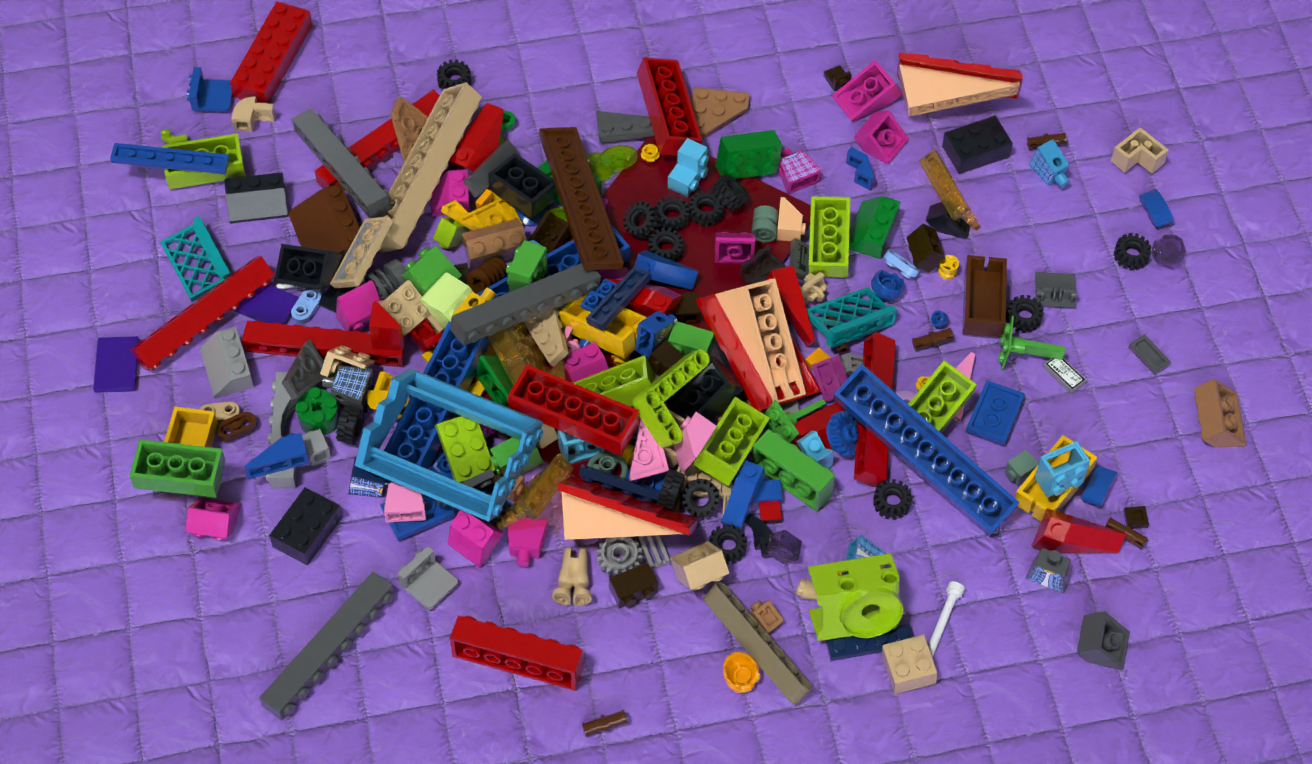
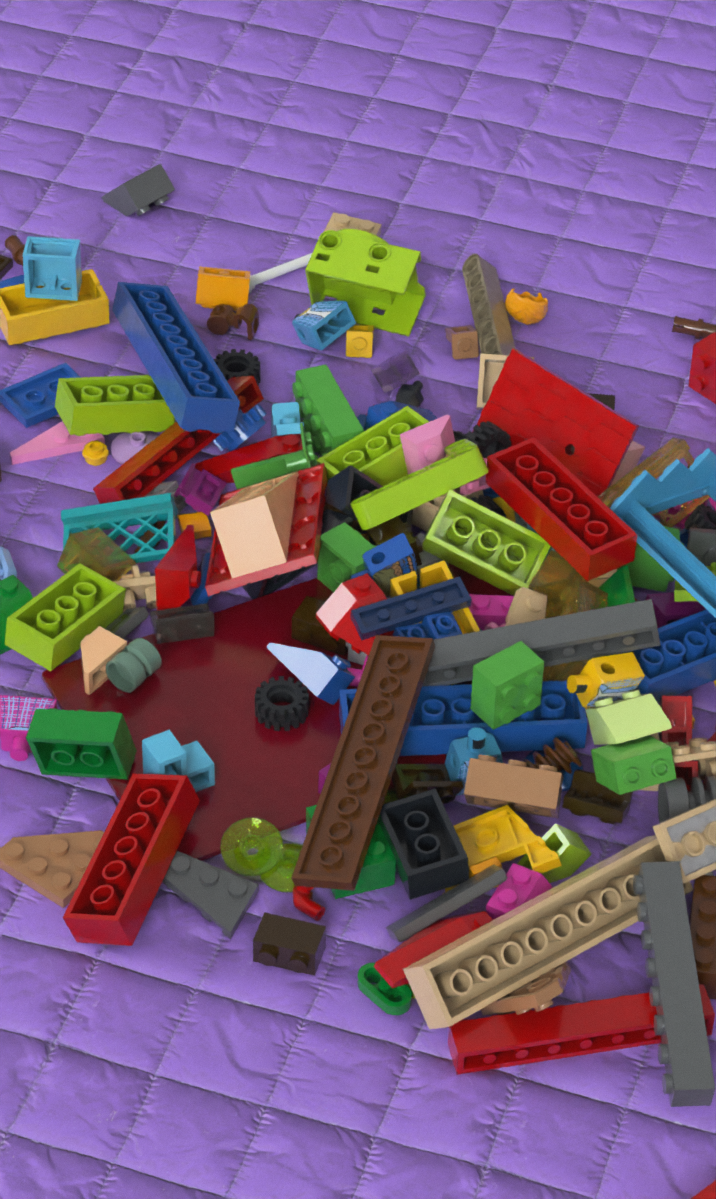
camera: 150 degrees left, 15 degrees down
(453, 68) = (404, 1097): black tyre -> none
(561, 114) = (289, 944): none -> dark brown brick
(573, 573) = (652, 430): tan piece -> none
(633, 215) = (283, 742): black tyre -> none
(650, 149) = (205, 827): yellow plate -> none
(673, 205) = (241, 725): black tyre -> none
(705, 217) = (191, 712): black tyre -> none
(730, 192) = (148, 711): black tyre -> none
(732, 534) = (463, 401): black tyre -> none
(734, 247) = (196, 650): dark pink slope -> none
(806, 590) = (396, 338): tan cone -> none
(847, 287) = (96, 552): none -> clear yellow slope
(887, 285) = (42, 550): blue hair -> none
(932, 339) = (42, 485): reddish brown pin -> none
(937, 322) = (14, 498): blue hinge -> none
(938, 541) = (224, 317): none -> reddish brown leg
(959, 564) = (222, 287): none -> light orange brick
(1020, 467) = (71, 338): sand green brick -> none
(1050, 570) = (135, 249): dark grey torso -> none
(1075, 535) = (102, 257): red wedge -> none

